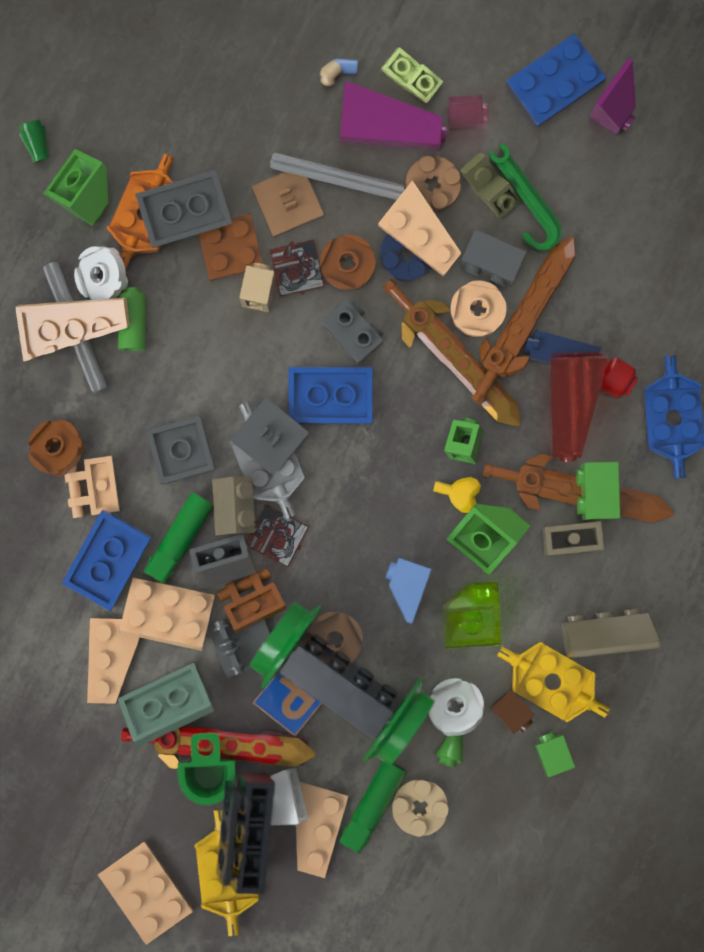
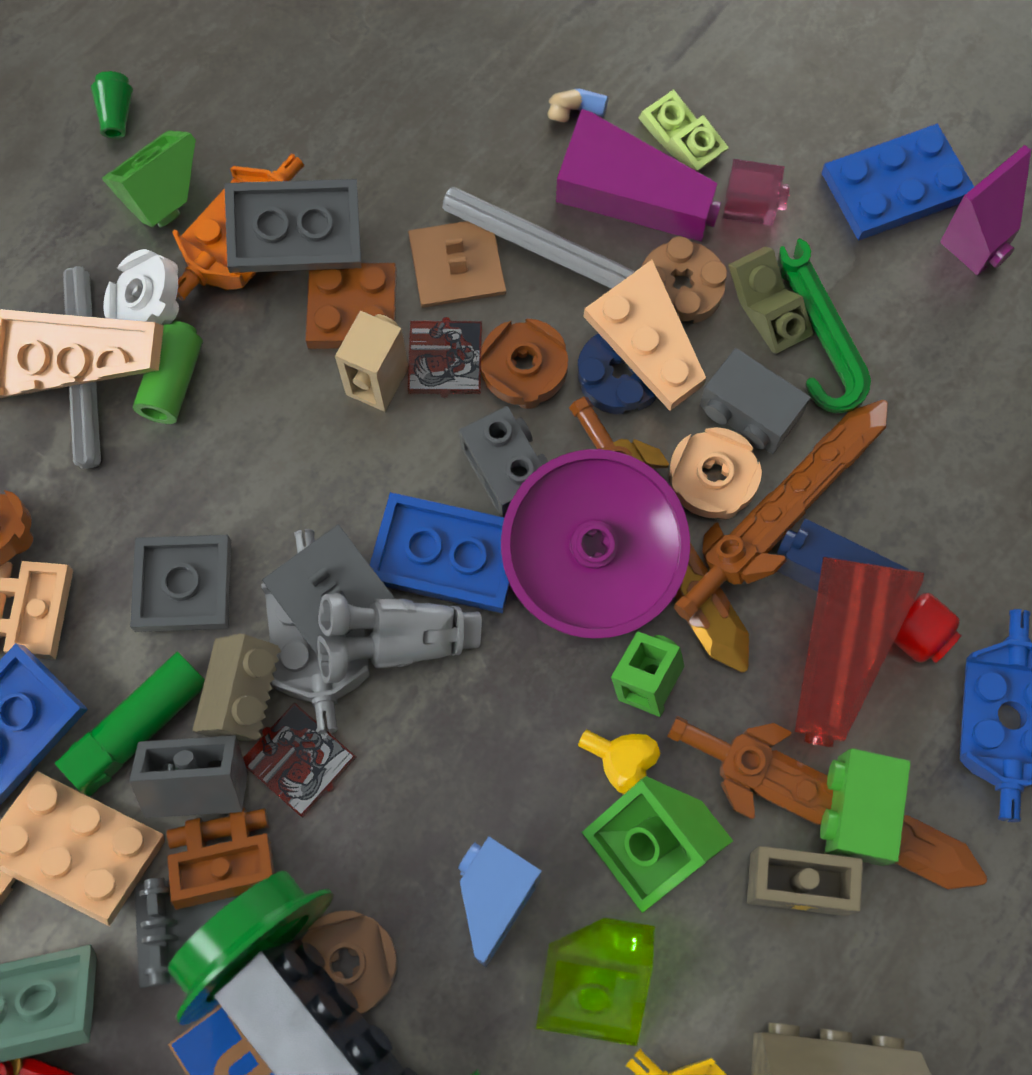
camera: 15 degrees right, 15 degrees down
(317, 454) = (399, 637): none -> light grey piece
(417, 373) = (595, 543): none -> magenta dish

